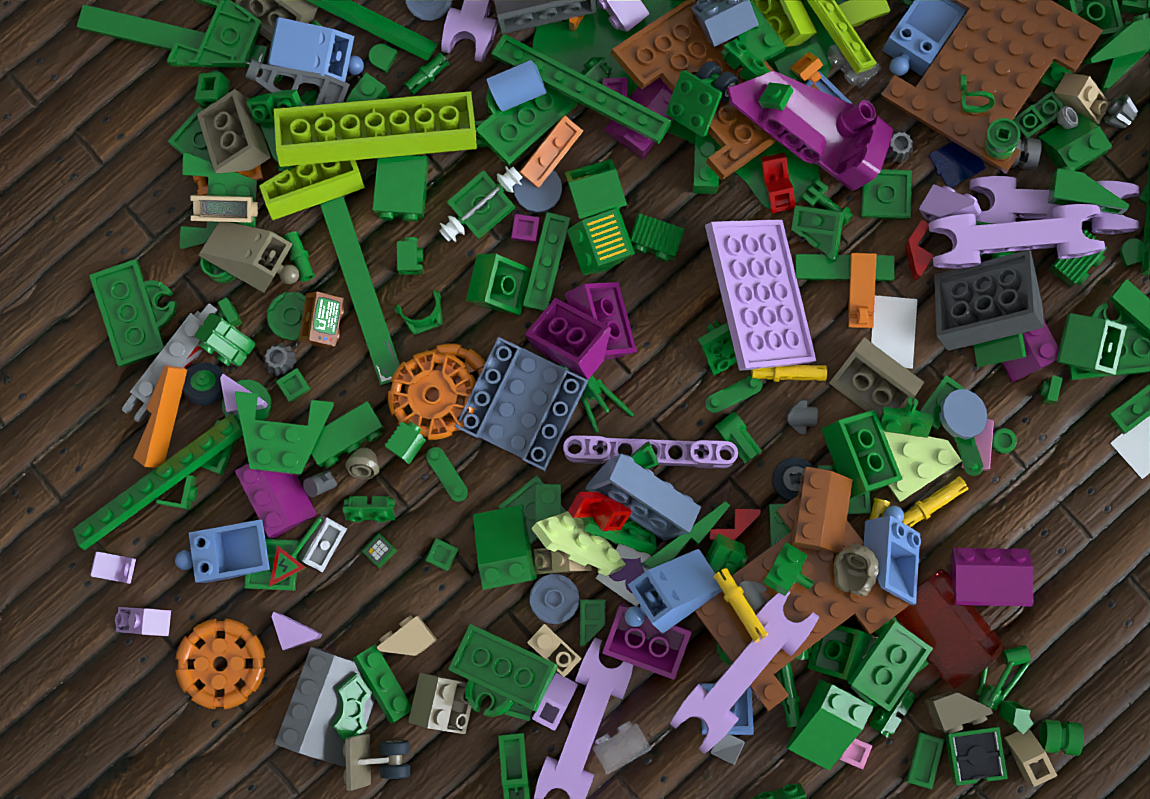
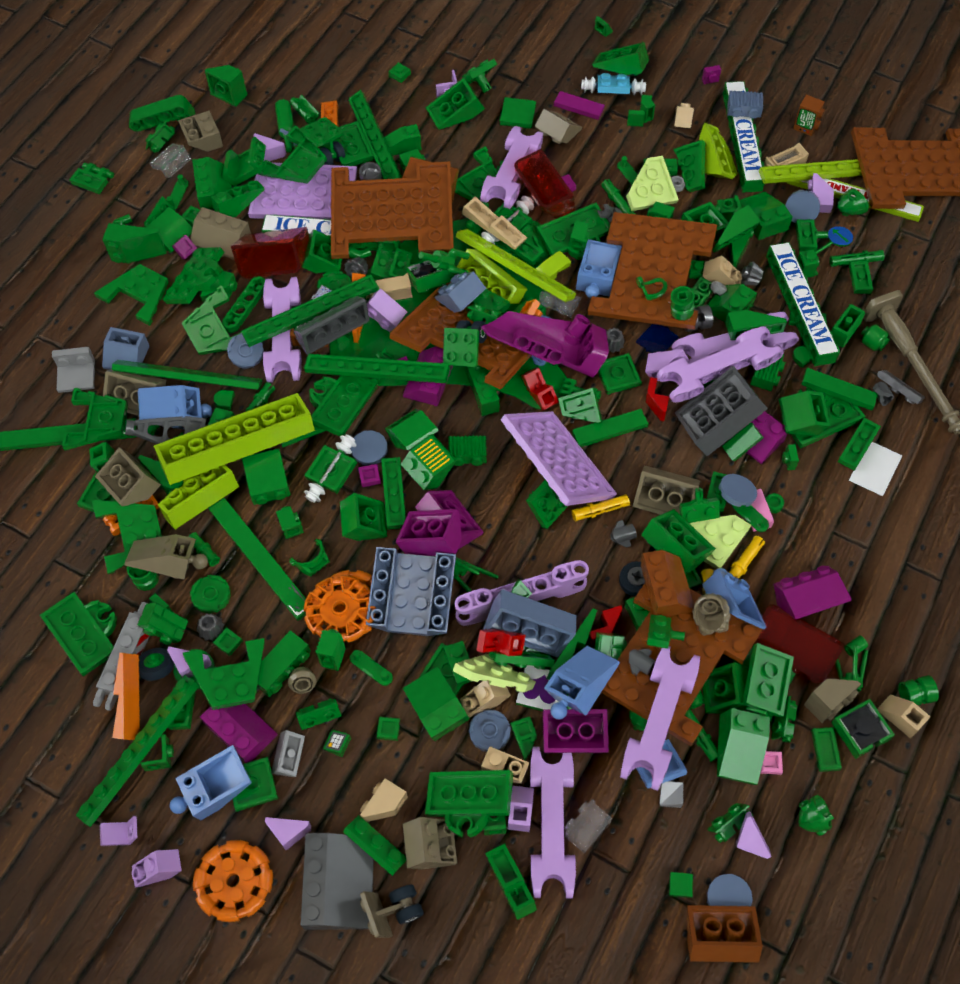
camera: 25 degrees left, 20 degrees down
(223, 208) = (134, 528): window -> none
(263, 106) = (145, 451): green slope -> none
(286, 564) = (265, 777): piece -> none
(319, 483) = (272, 706): dark grey piece -> none
(321, 319) = (234, 585): brick -> none
(352, 696) = (354, 864): tile -> none
(516, 85) = (329, 379): medium blue brick -> none
(550, 151) = (369, 418): orange hinge -> none
(733, 394) = (572, 532): green piece -> none
(734, 431) = (577, 553): green piece -> none
(735, 596) = (630, 662): yellow pin -> none
(776, 96) = (517, 323): green plate -> none
(862, 290) = (629, 437): orange hinge -> none
(895, 328) = (662, 454): white sticker -> none
(1015, 715) = (877, 688): green piece -> none

